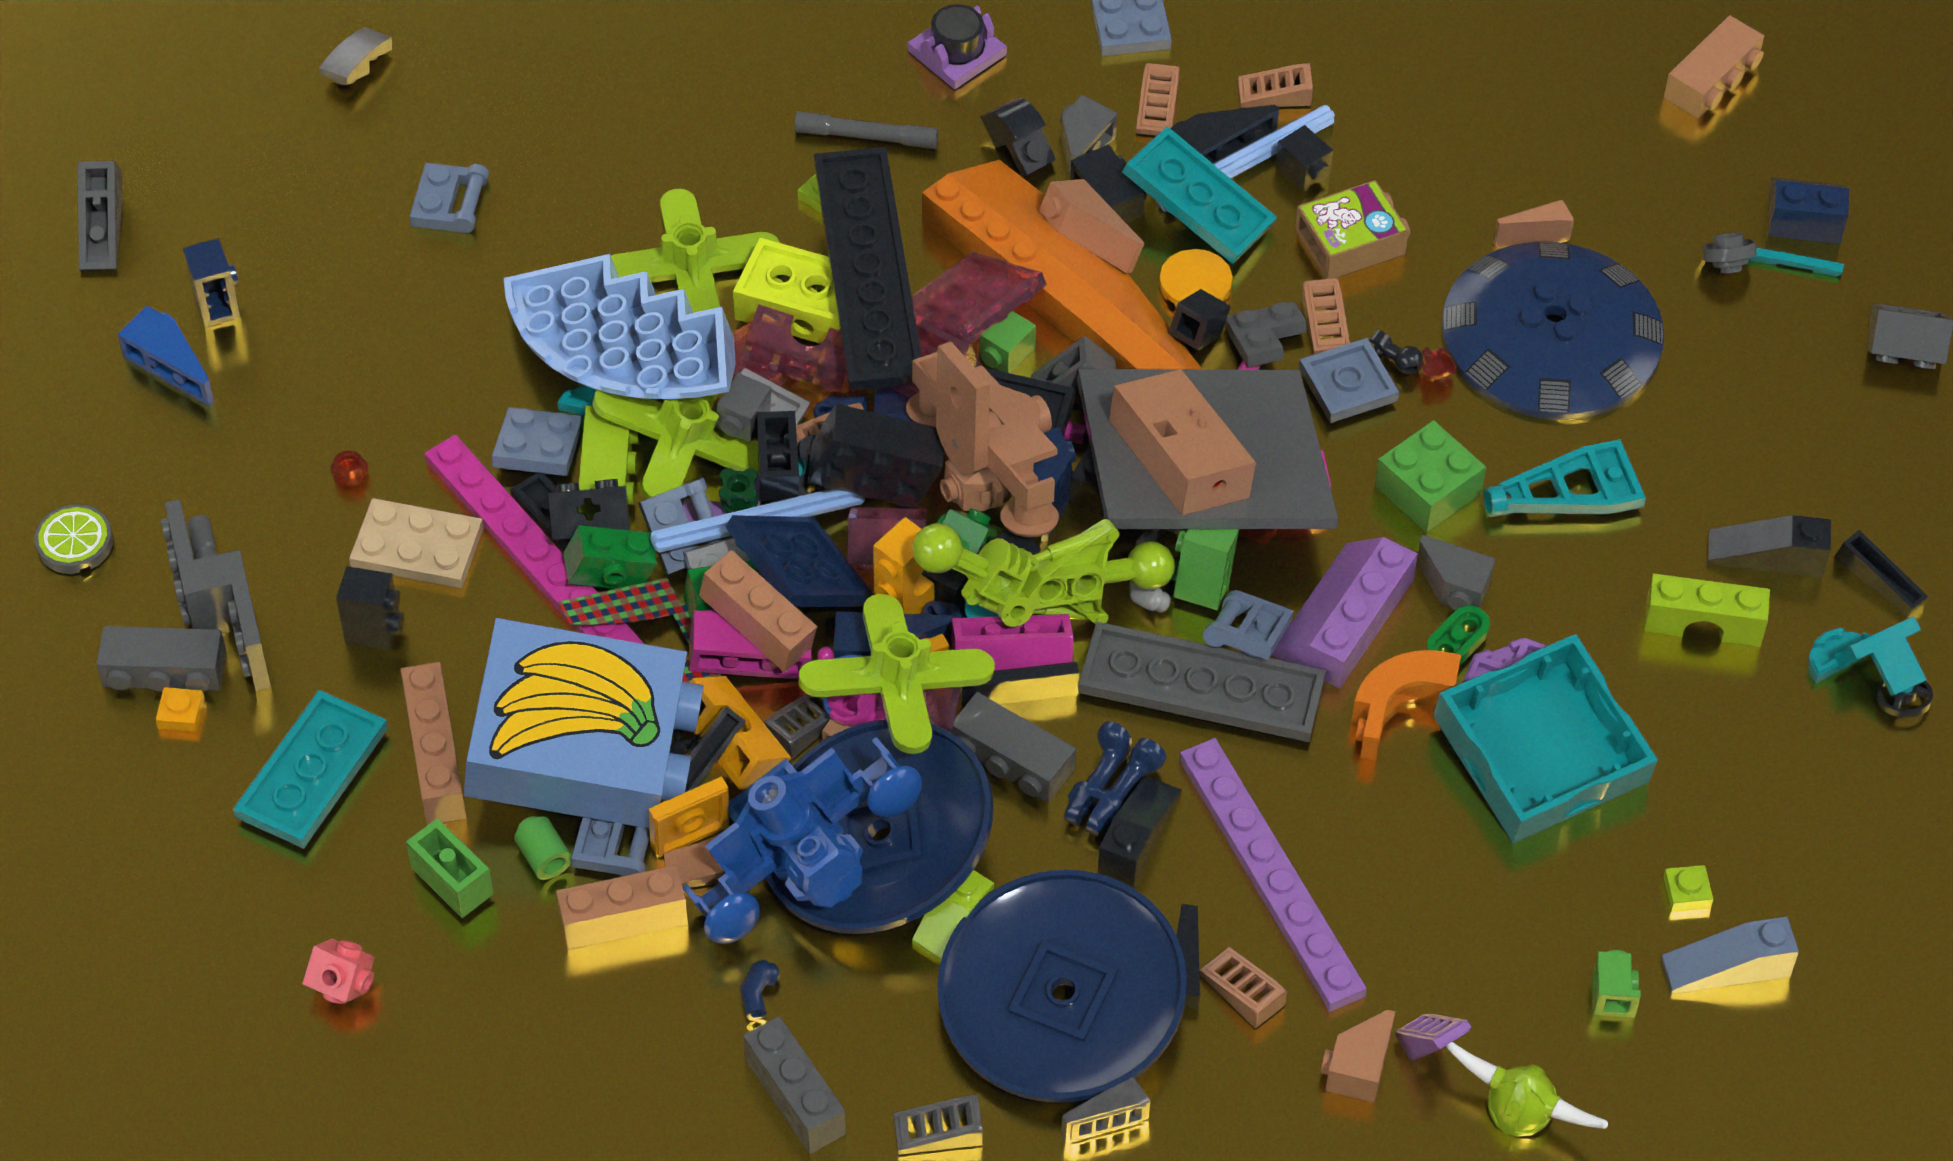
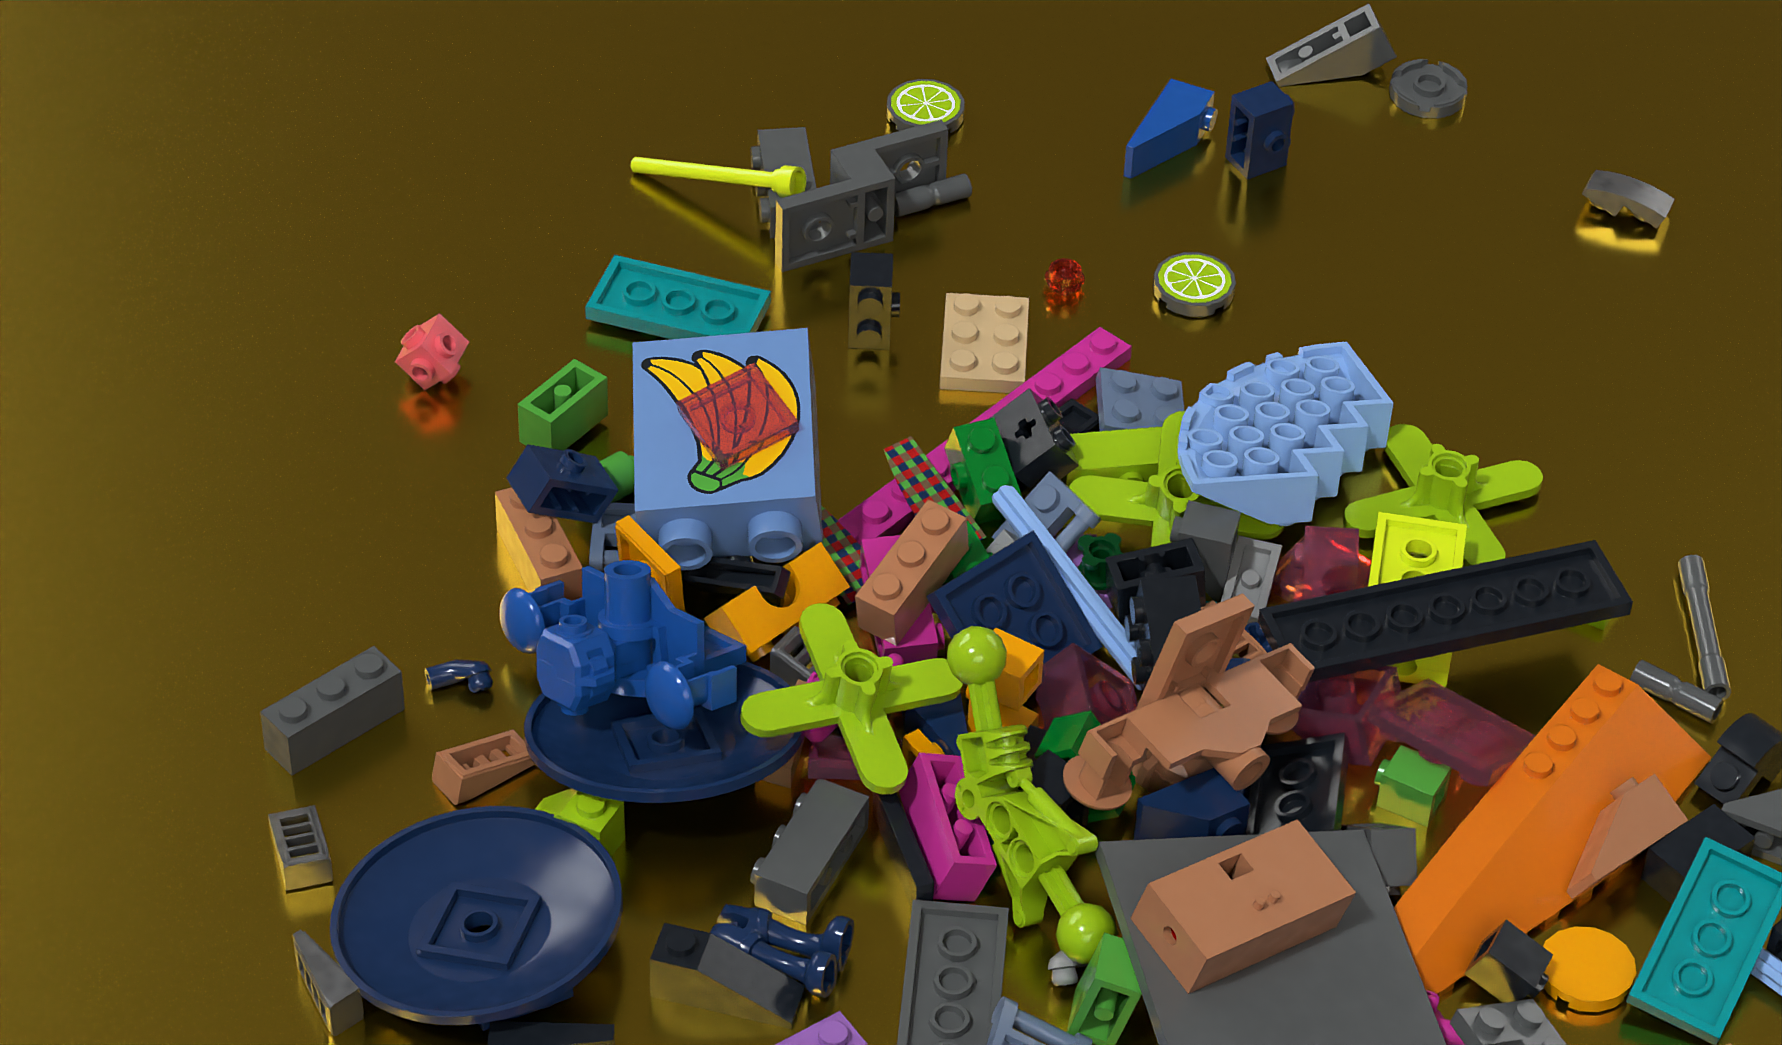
camera: 80 degrees right, 10 degrees down
(159, 162) = (1428, 89): none -> dark grey tile
(180, 709) = (736, 210): light orange plate -> none
(193, 648) = (783, 181): none -> neon yellow piece
(379, 377) = (1194, 284): none -> tile
(438, 194) = (1462, 297): sand blue plate -> none
(579, 864) = (562, 484): none -> dark blue brick
(587, 690) = (737, 416): none -> clear pink tile
(879, 1001) = (467, 772): none -> nougat slope
(927, 165) = (1681, 694): none -> dark grey piece

